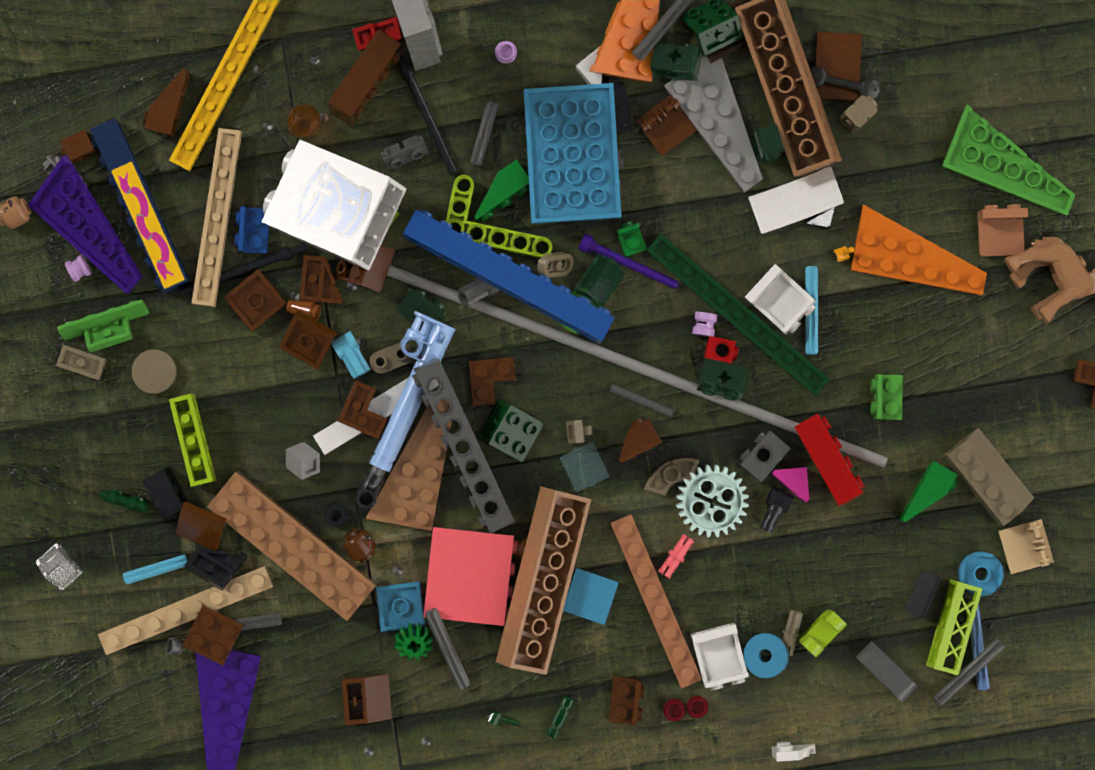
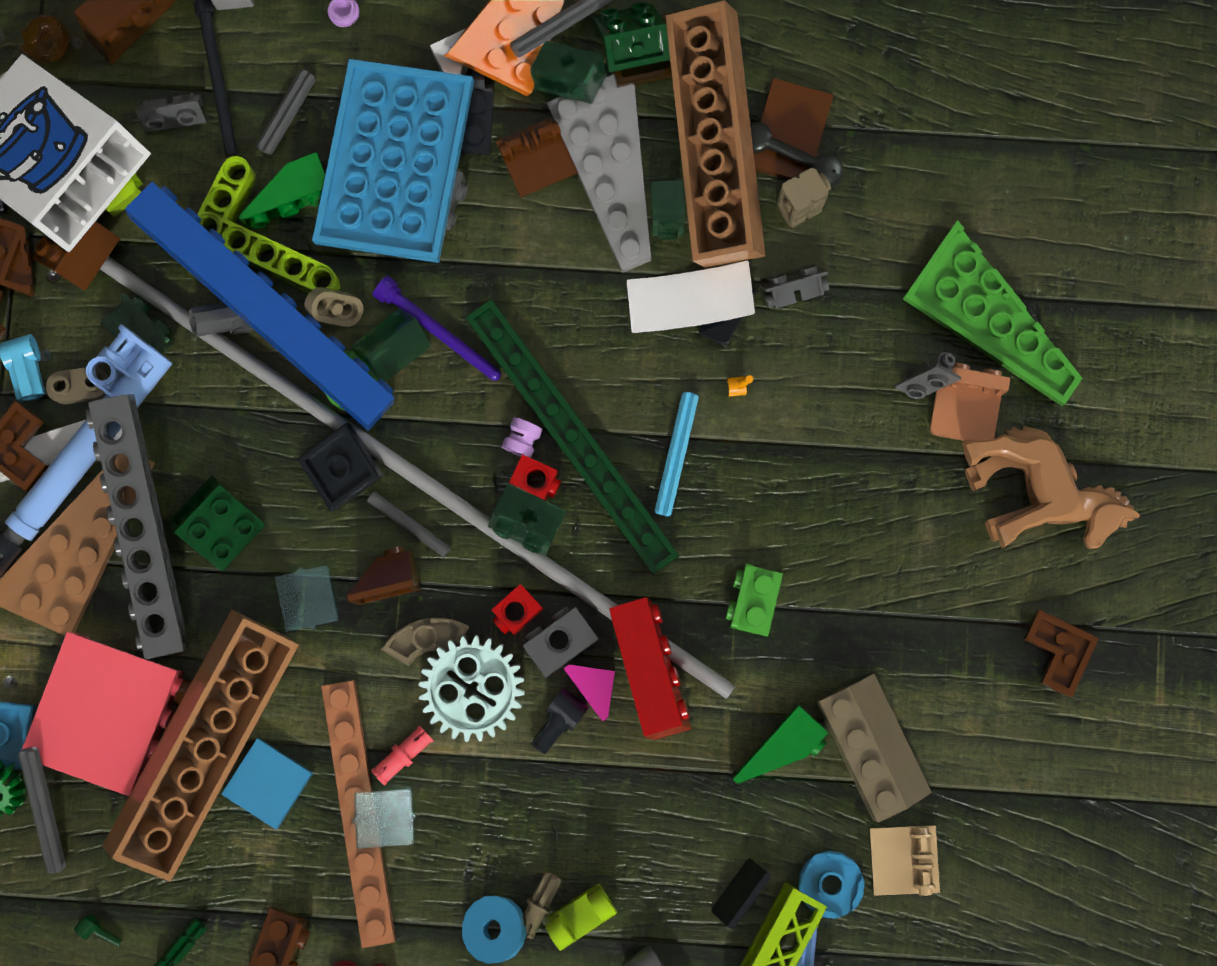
camera: 20 degrees right, 5 degrees down
(486, 372) = (202, 436): reddish brown plate -> none
(577, 431) = (306, 546): dark tan tile -> none
(586, 373) = (340, 467): none -> black plate
(631, 239) = (449, 298): green bracket -> none
(675, 600) = (383, 818): none -> clear light blue piece
(719, 656) = (428, 914): white panel -> none
(738, 437) = (530, 605): none -> red brick
(781, 300) = (636, 428): white panel -> none
(874, 170) = (807, 281): none -> dark grey hinge
(899, 254) = (820, 406): orange wing -> none
(971, 218) = (929, 376): none -> dark grey hinge

